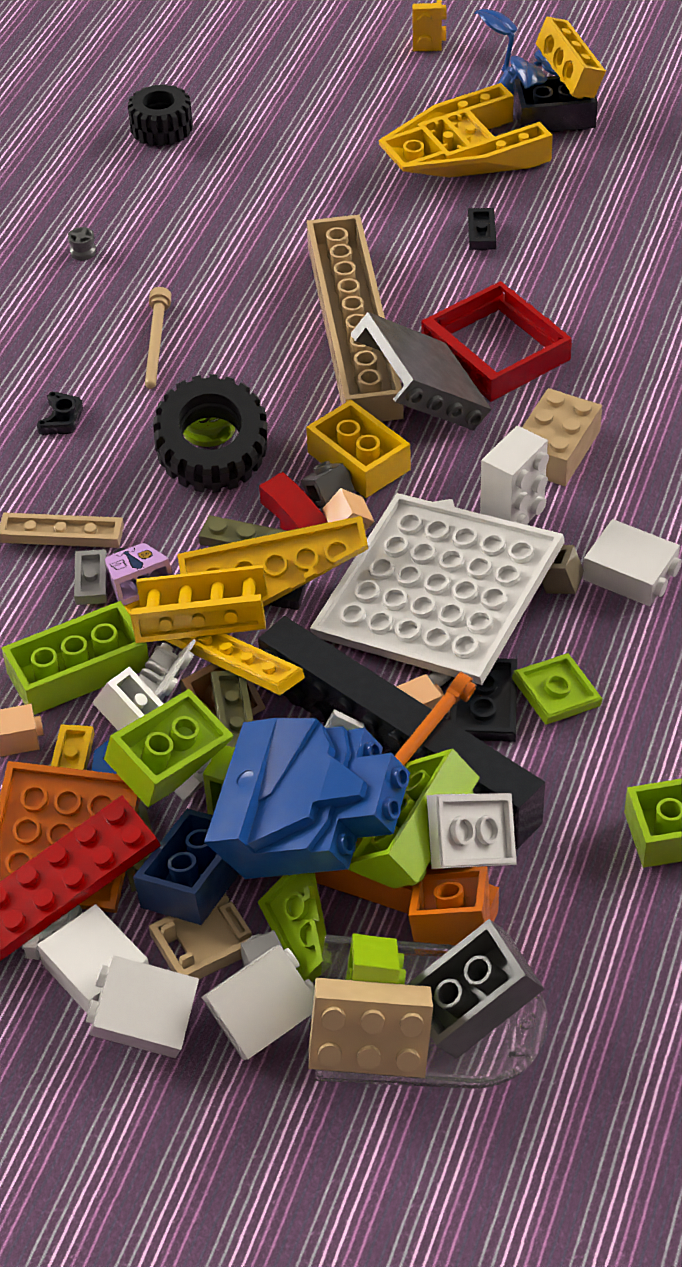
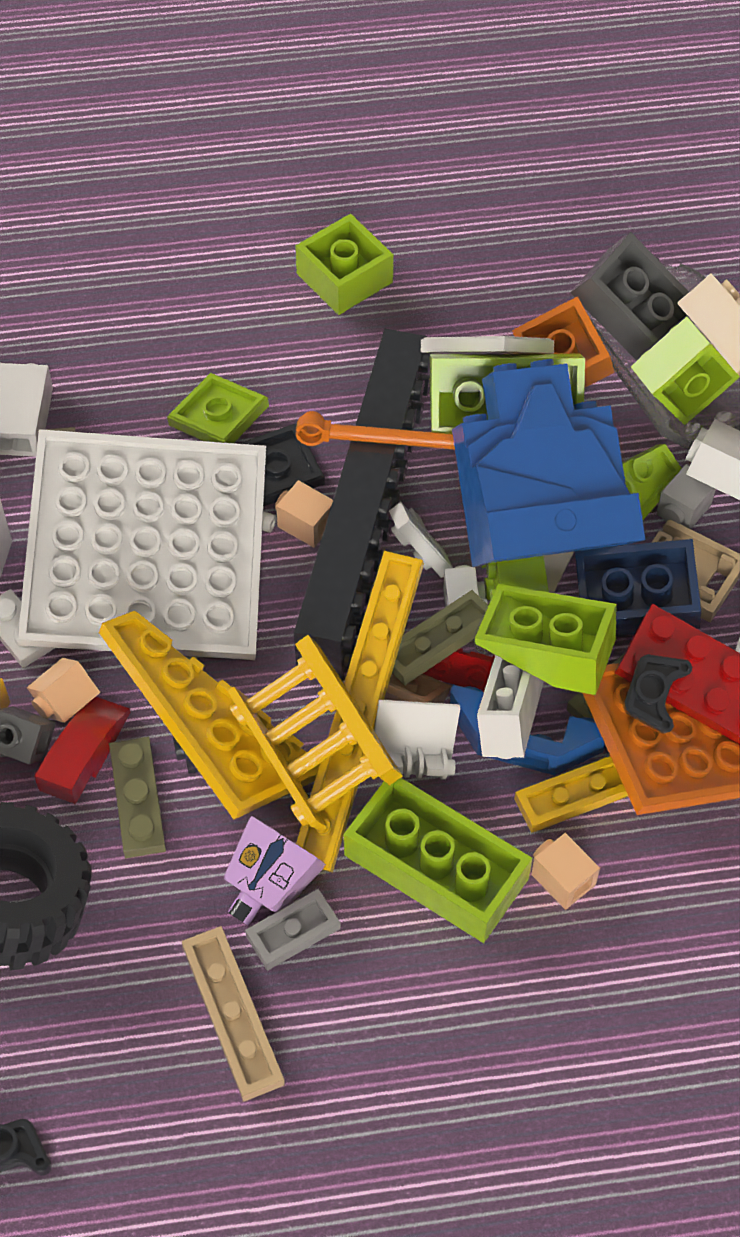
camera: 120 degrees left, 10 degrees up
(88, 803) = (650, 689): none -> black piece

